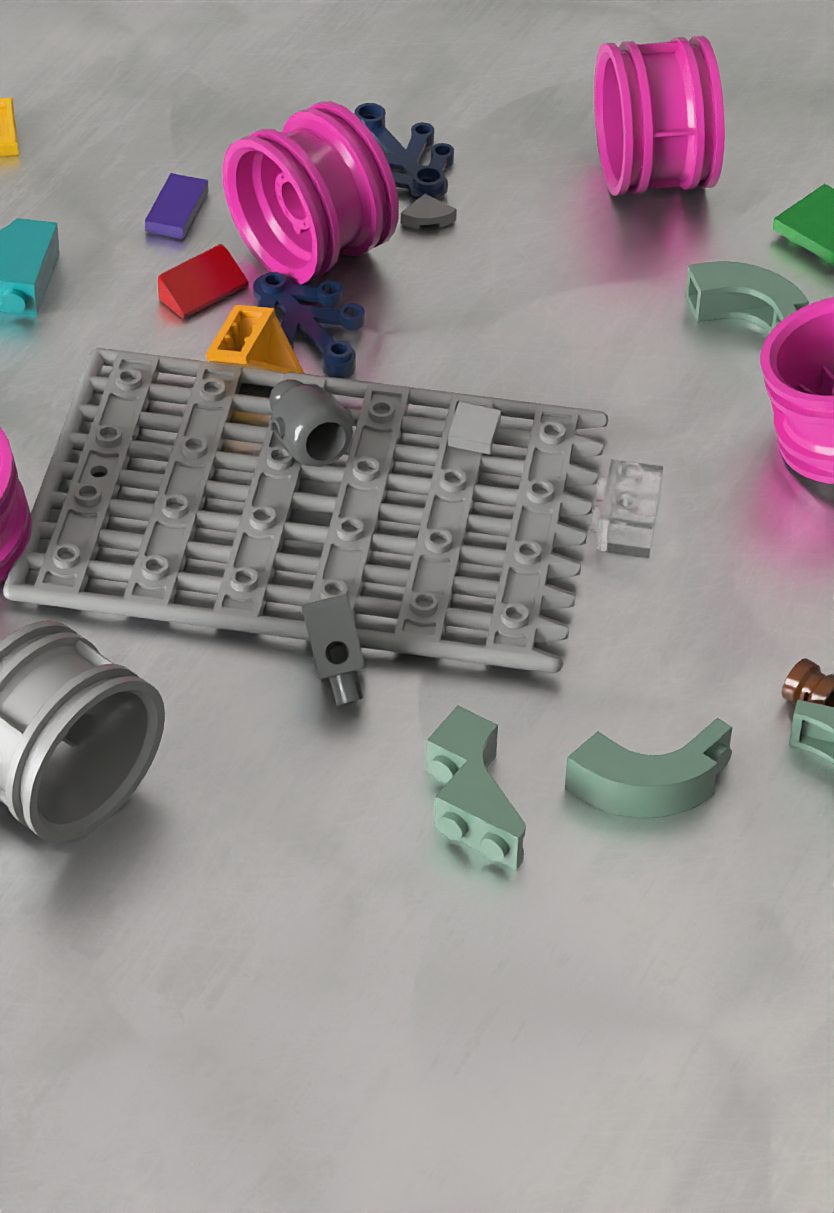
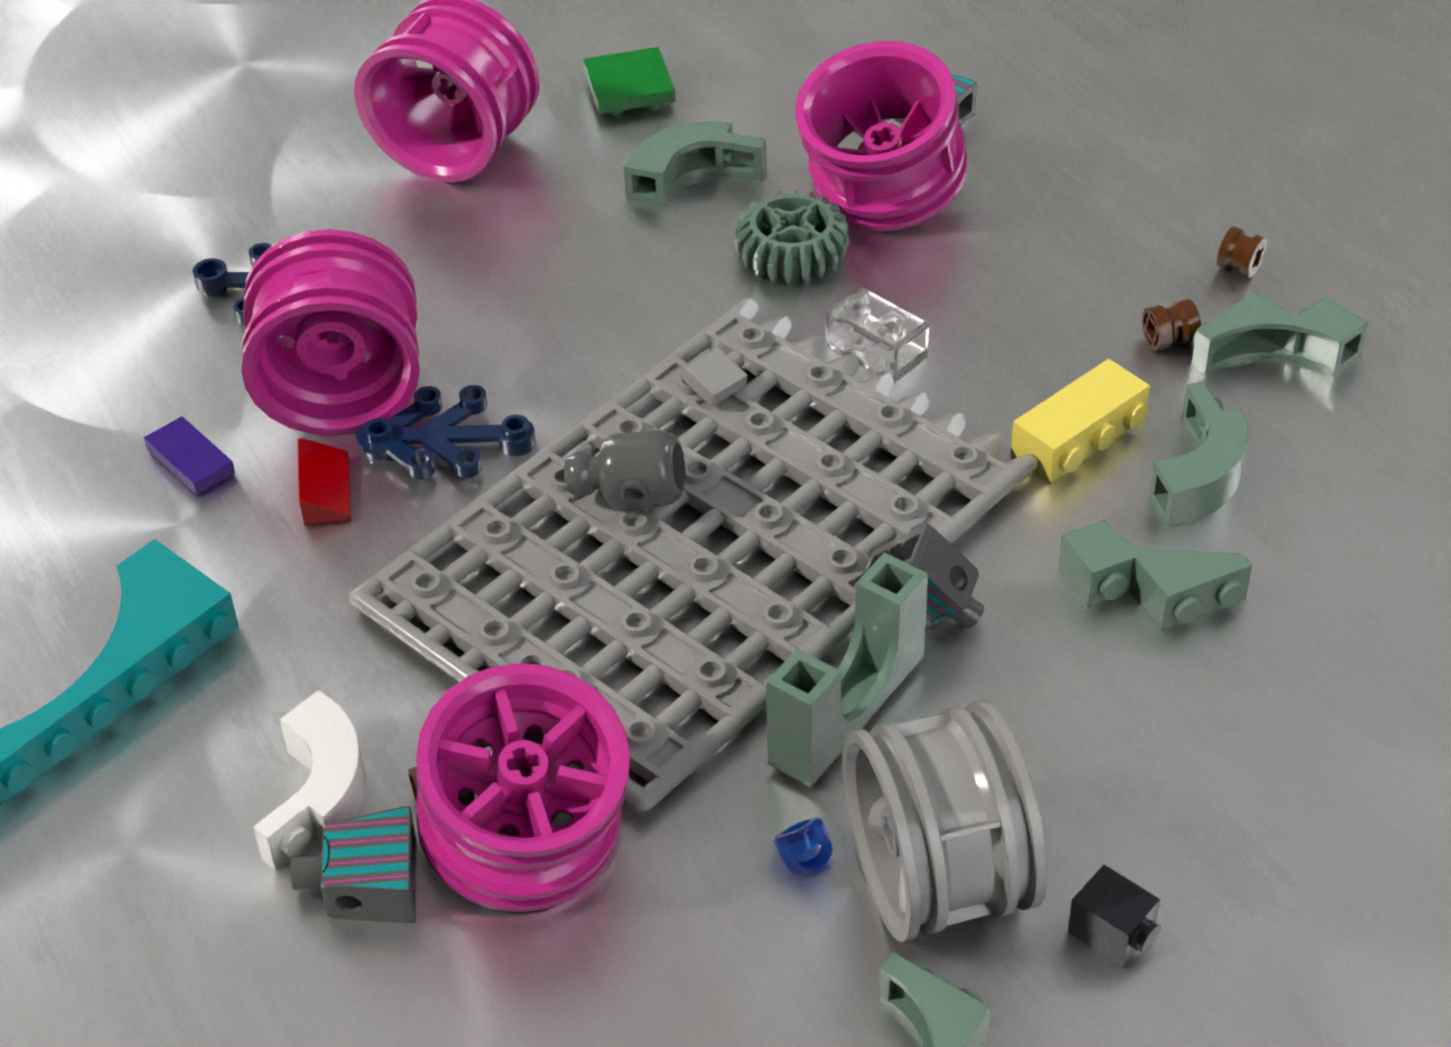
camera: 55 degrees left, 0 degrees up
(79, 896) = (1114, 916): none -> black brick
(244, 656) = (817, 704): none -> sand green arch
(253, 341) = (459, 473): light orange slope -> none
(631, 674) = (1081, 419): none -> light yellow brick
(710, 407) = (792, 237): none -> sand green gear

